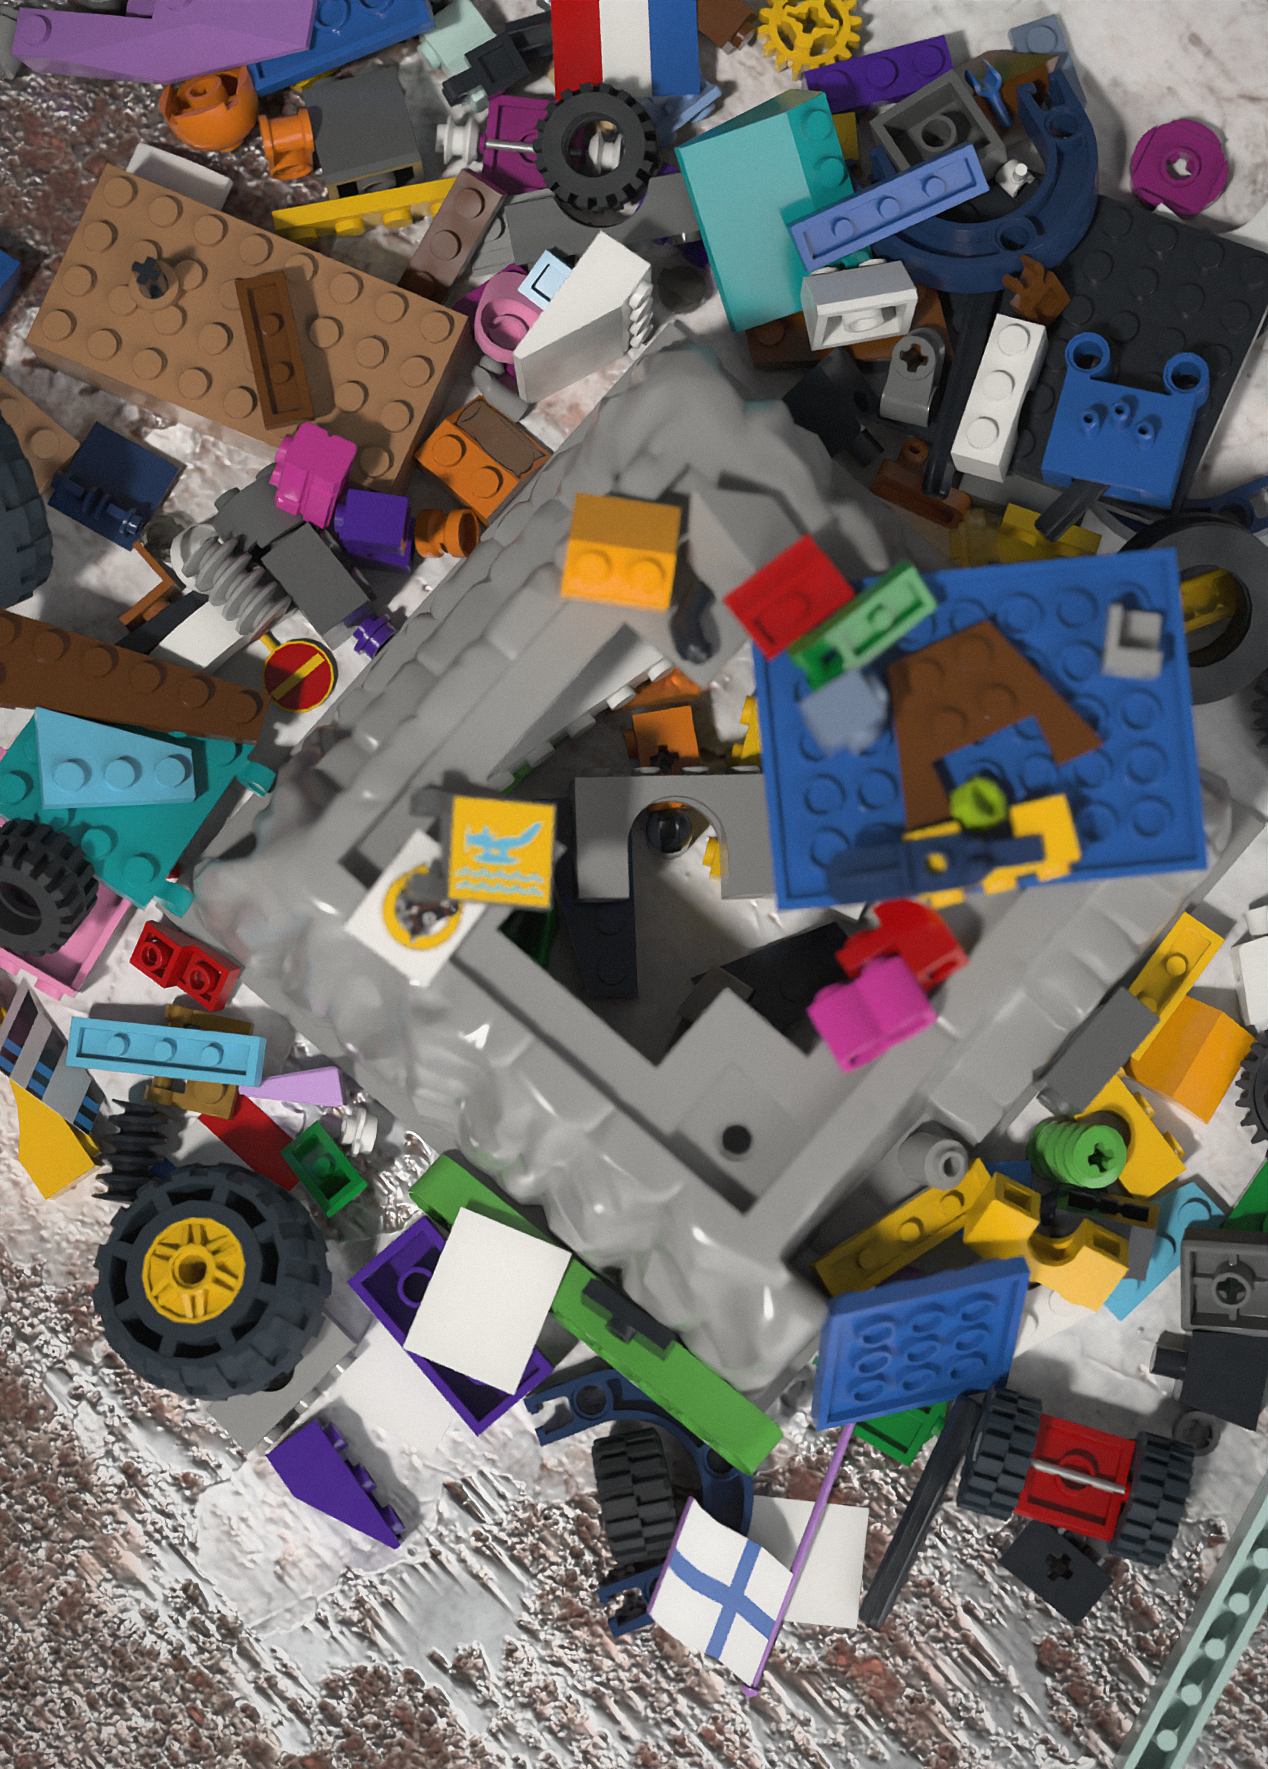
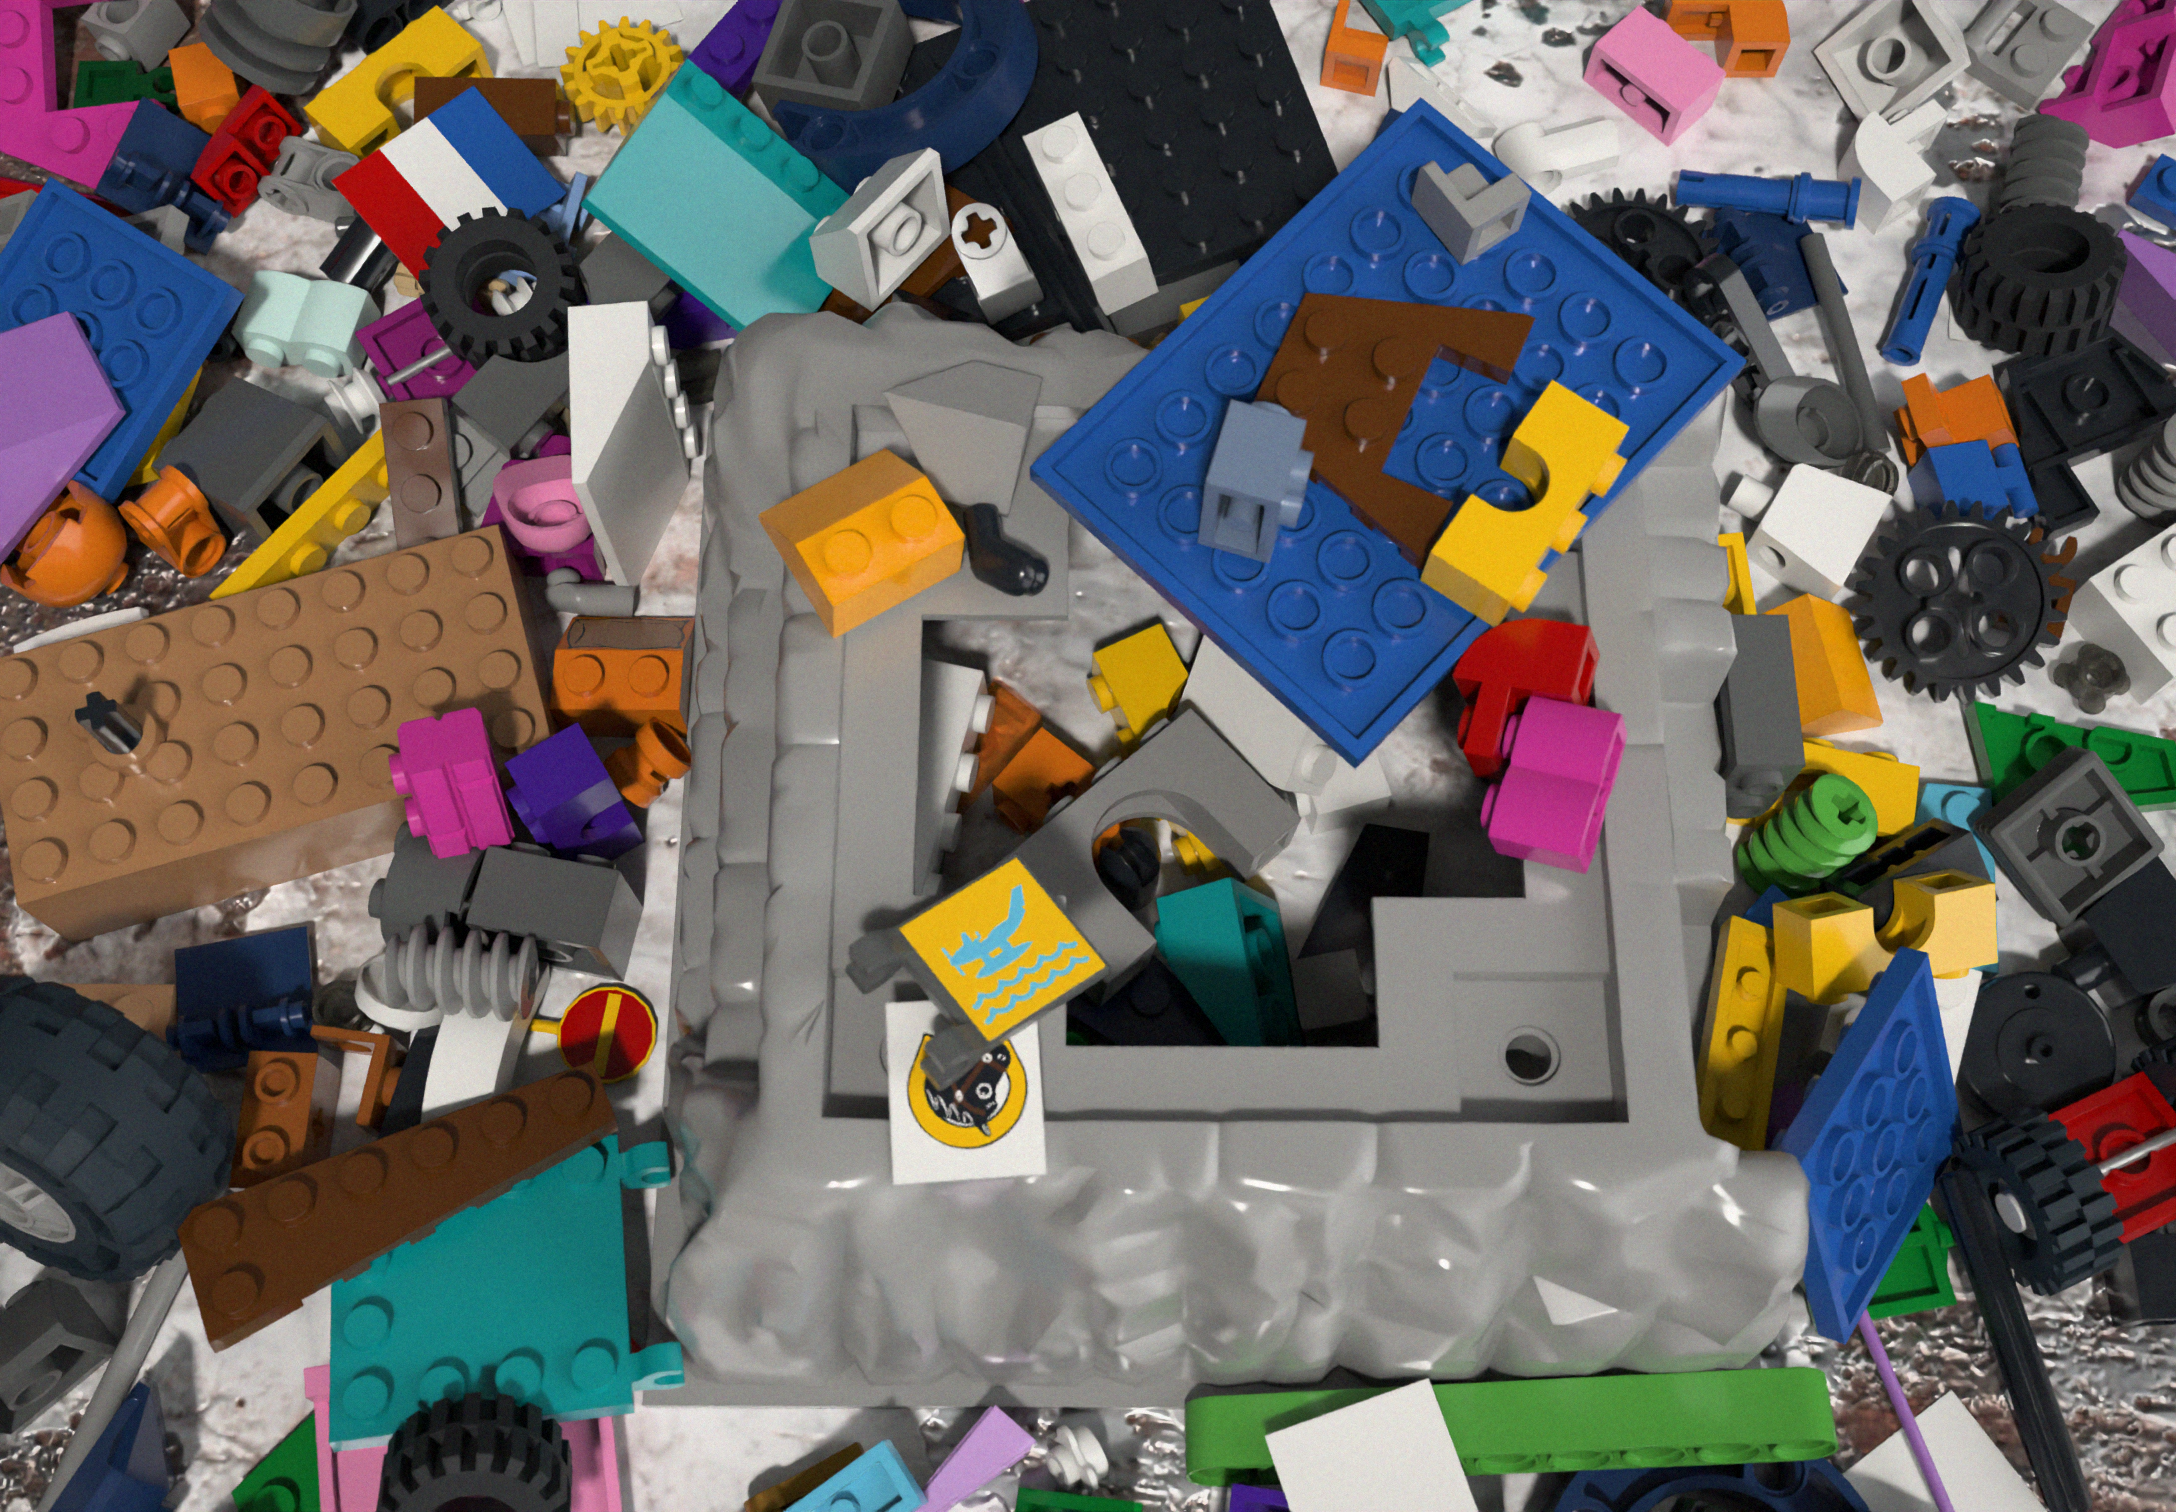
camera: 45 degrees left, 15 degrees down
(81, 584) = (284, 1115): none -> dark orange brick
(107, 766) = (461, 1283): medium azure wing -> none
(184, 962) = (729, 1439): red slope -> none
(274, 350) = (310, 694): reddish brown plate -> none
(373, 635) = (654, 924): dark purple plate -> none
(492, 68) = (333, 302): black plate -> none
(545, 278) = (549, 435): plate -> none
(626, 1320) = (1559, 1394): black plate -> none
(667, 952) = (1233, 961): none -> teal slope
(788, 597) = (1083, 429): red plate -> none
(863, 627) = (1188, 395): green plate -> none
(887, 206) = (834, 121): plate -> none
(899, 869) = (1463, 585): dark blue piece -> none
(933, 1160) = (1713, 946): light grey brick -> none
(978, 805) = (1470, 469): lime tile -> none
(1013, 176) = (927, 41): white hand -> none
(1037, 292) = (1036, 93): reddish brown plate -> none
(1093, 1376) = (2034, 1046): none -> black wheel
(1116, 436) = (1233, 155): blue piece -> none

